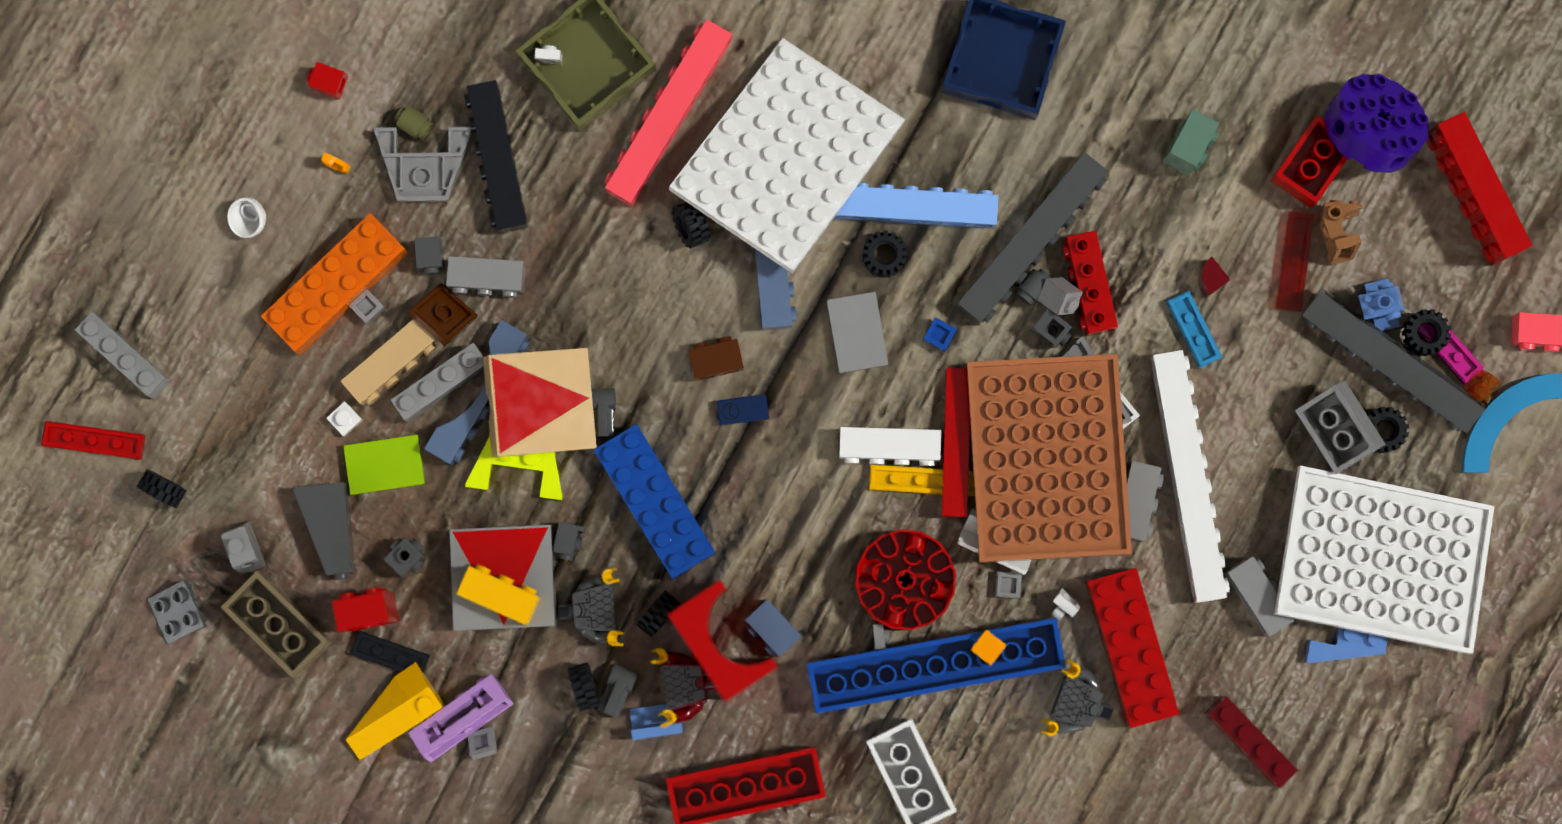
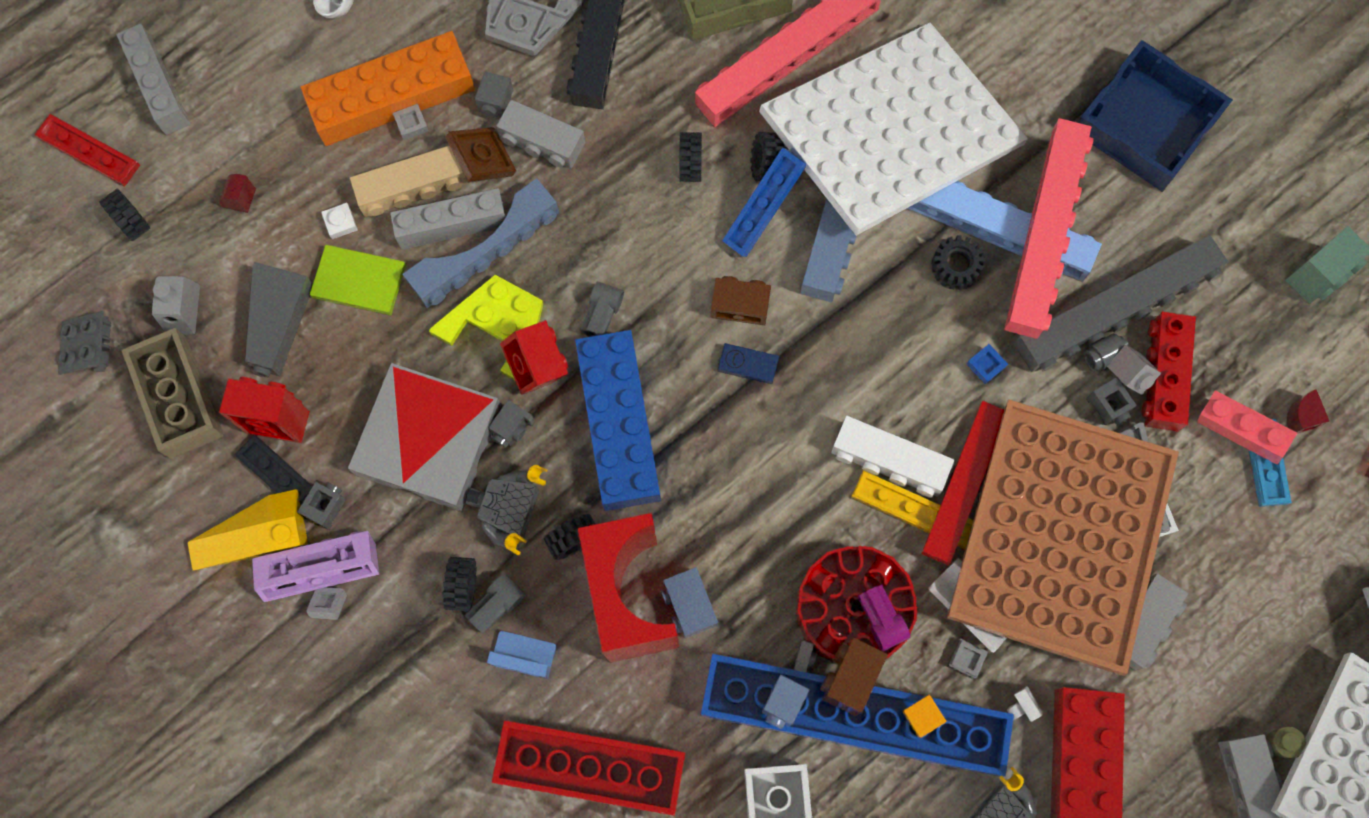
camera: 25 degrees right, 10 degrees down
(245, 430) = (237, 193): none -> dark red brick
(397, 560) = (335, 376): dark grey brick -> none
(436, 673) = (312, 505): none -> dark grey brick
(499, 594) = (411, 446): yellow brick -> none
(539, 402) = (540, 269): tile -> none
(567, 479) = (534, 357): none -> red brick
(624, 248) = (690, 156): none -> black tyre
(683, 686) = (567, 626): torso -> none
(703, 268) = (764, 202): none -> blue plate
(857, 332) = (899, 331): light grey tile -> none
(877, 682) = (784, 702): none -> sand blue brick
(922, 640) = (854, 676): none -> reddish brown brick
(934, 588) = (886, 626): none -> magenta piece
(949, 201) = (1048, 229): none -> coral brick
(1165, 310) = (1246, 427): none -> coral brick
(1188, 476) = (1213, 621): white brick -> none
(1272, 556) = (1286, 743): none -> olive brick

